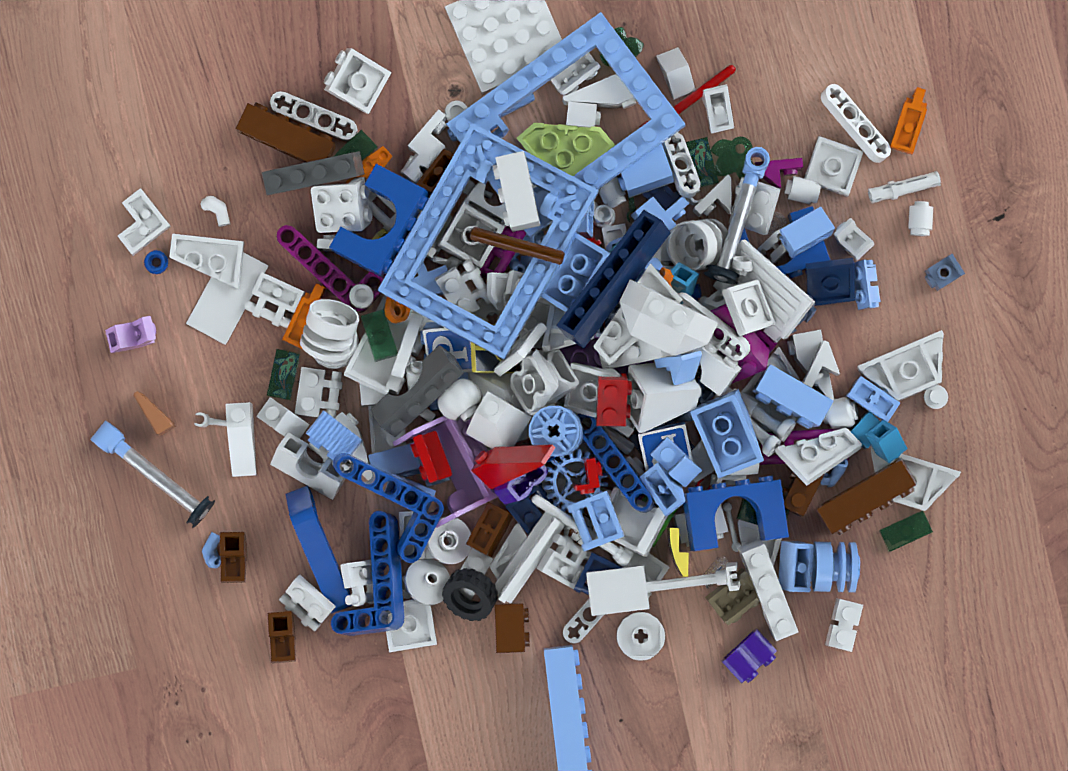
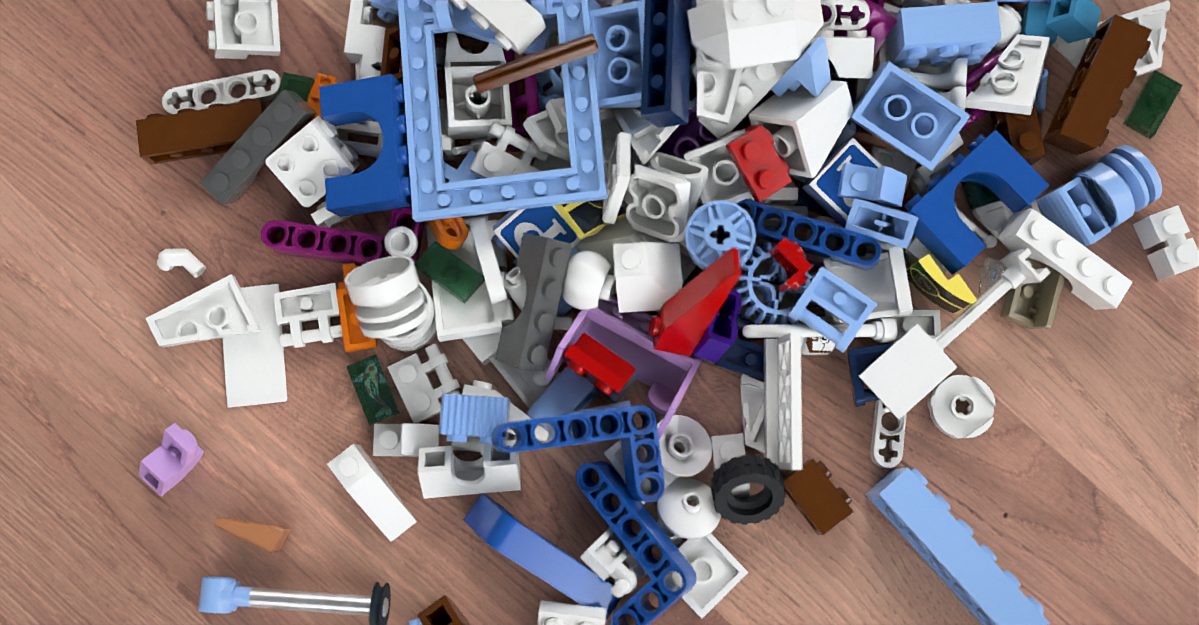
camera: 30 degrees left, 5 degrees down
(148, 222) = (113, 329): white plate -> none
(148, 262) = (140, 360): blue plate -> none
(210, 421) = (323, 497): white hand -> none
(489, 529) = (716, 402): reddish brown hinge -> none
(559, 566) = (829, 389): white plate -> none
(749, 656) = (1094, 347): dark purple brick -> none

